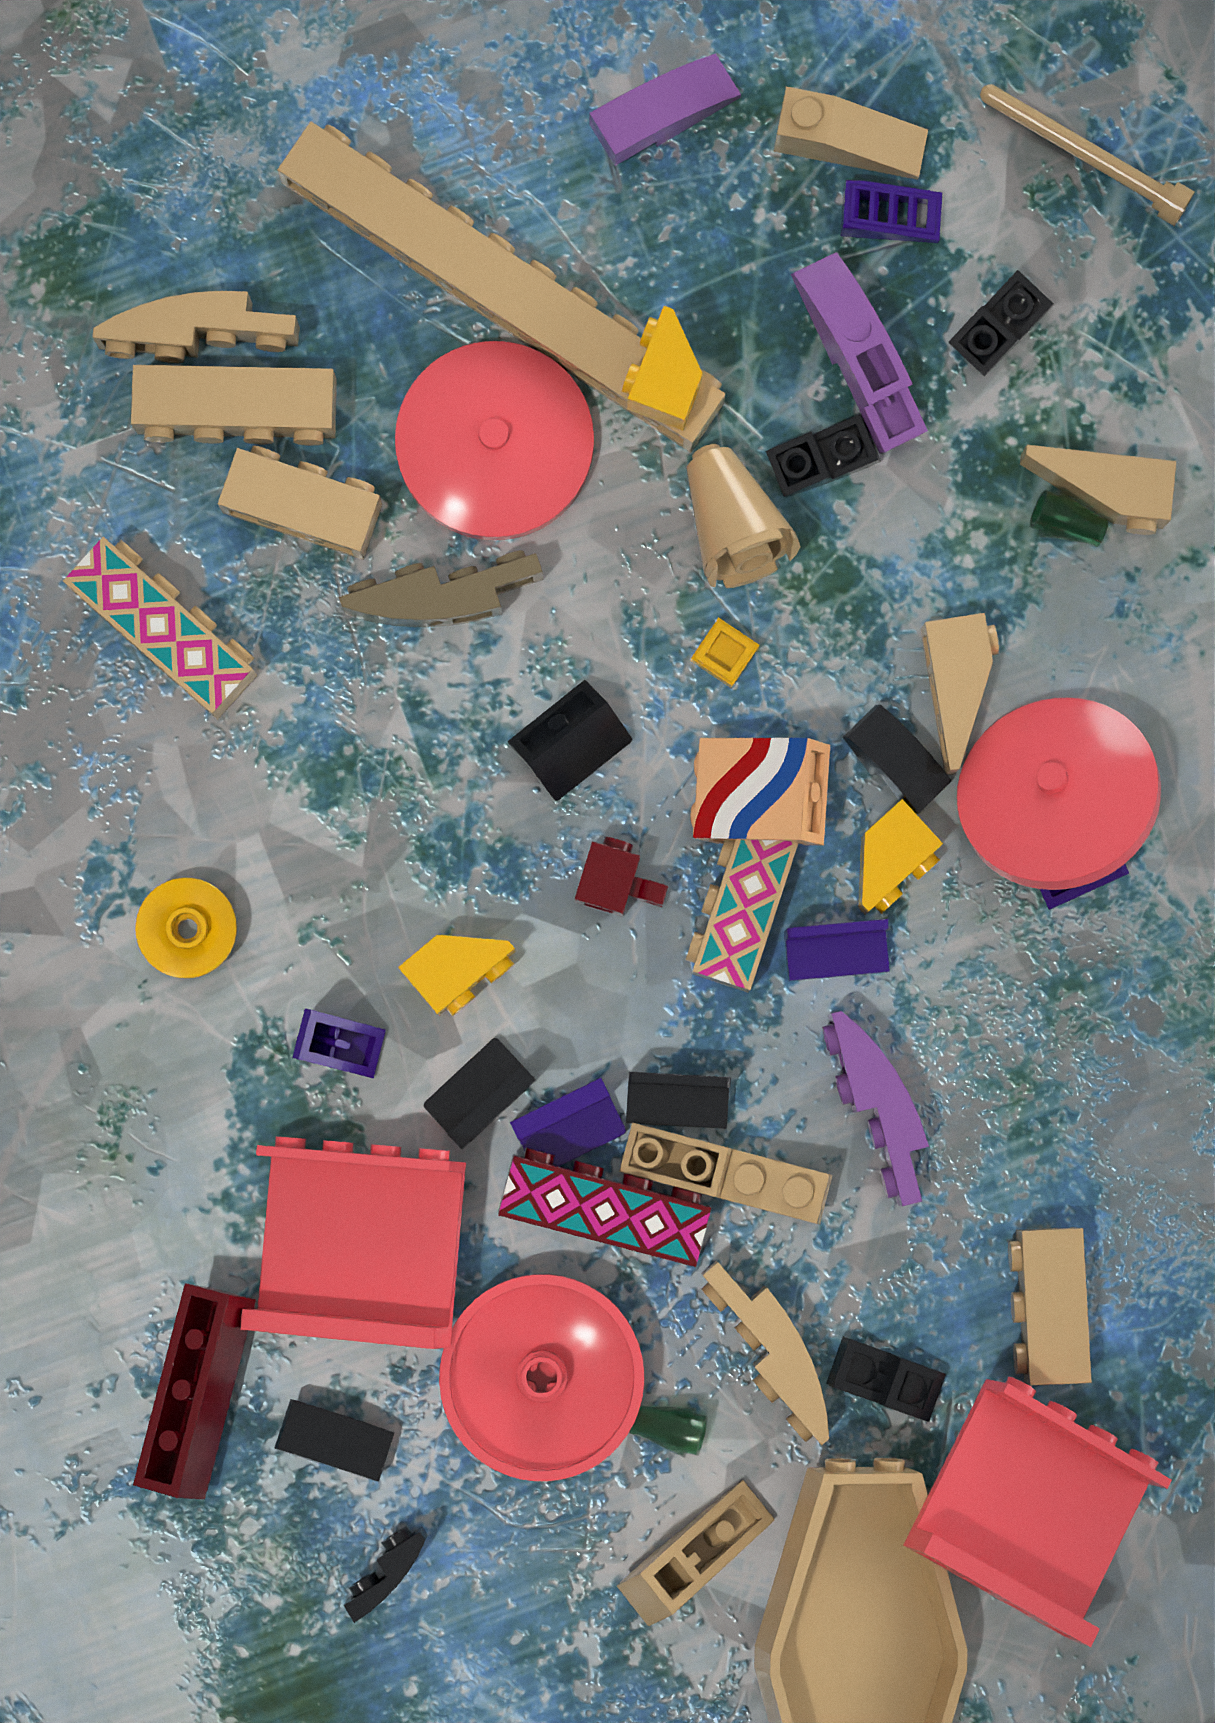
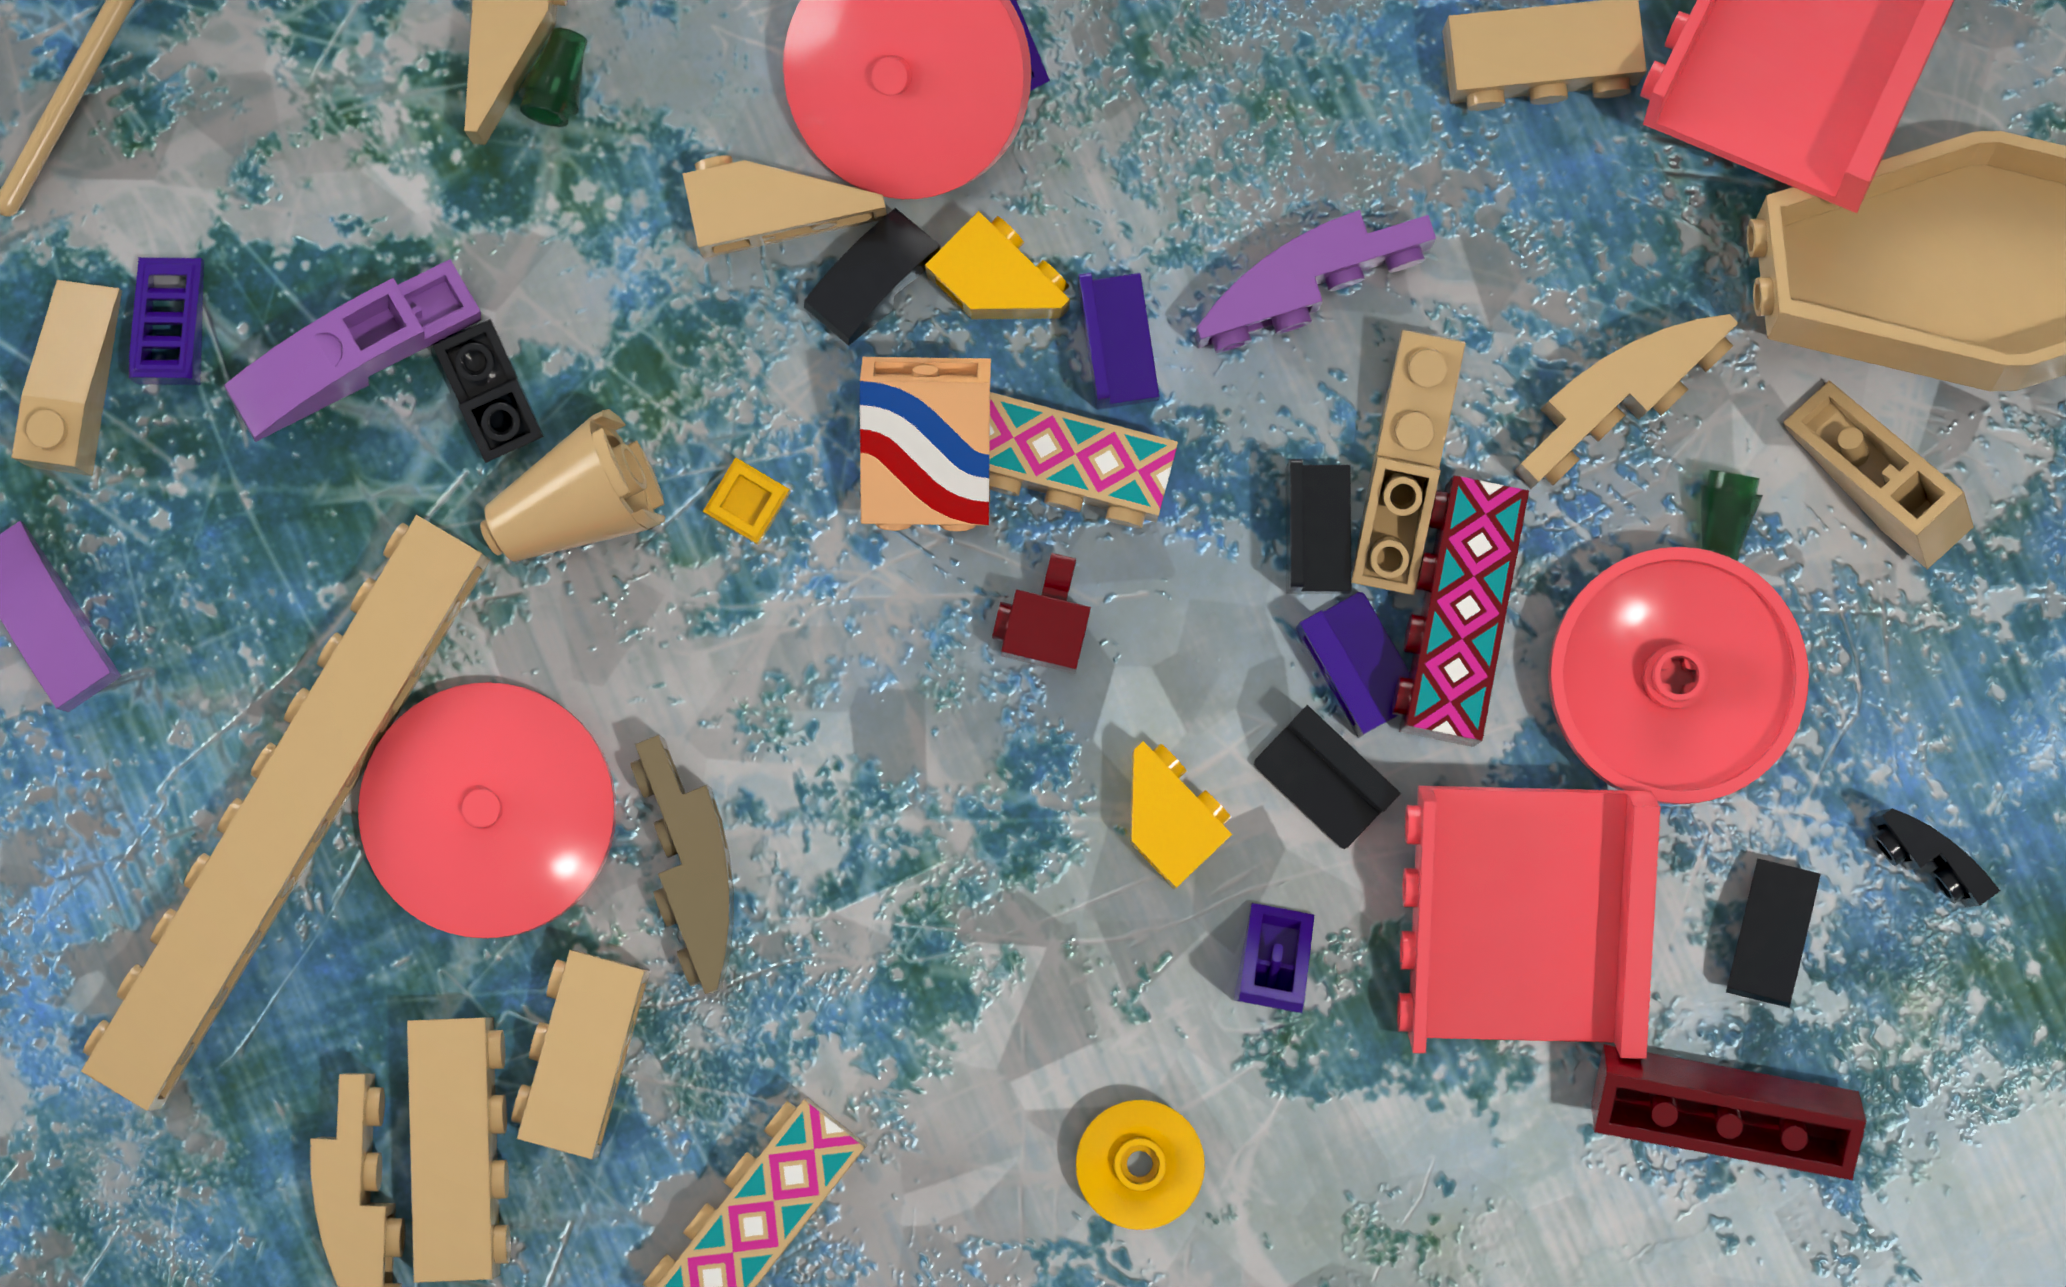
camera: 90 degrees left, 0 degrees up
(570, 740) = (869, 689): black panel -> none
(668, 376) = (396, 584): yellow slope -> none
(885, 1379) = (1646, 252): black slope -> none
(1001, 323) = (305, 174): black slope -> none

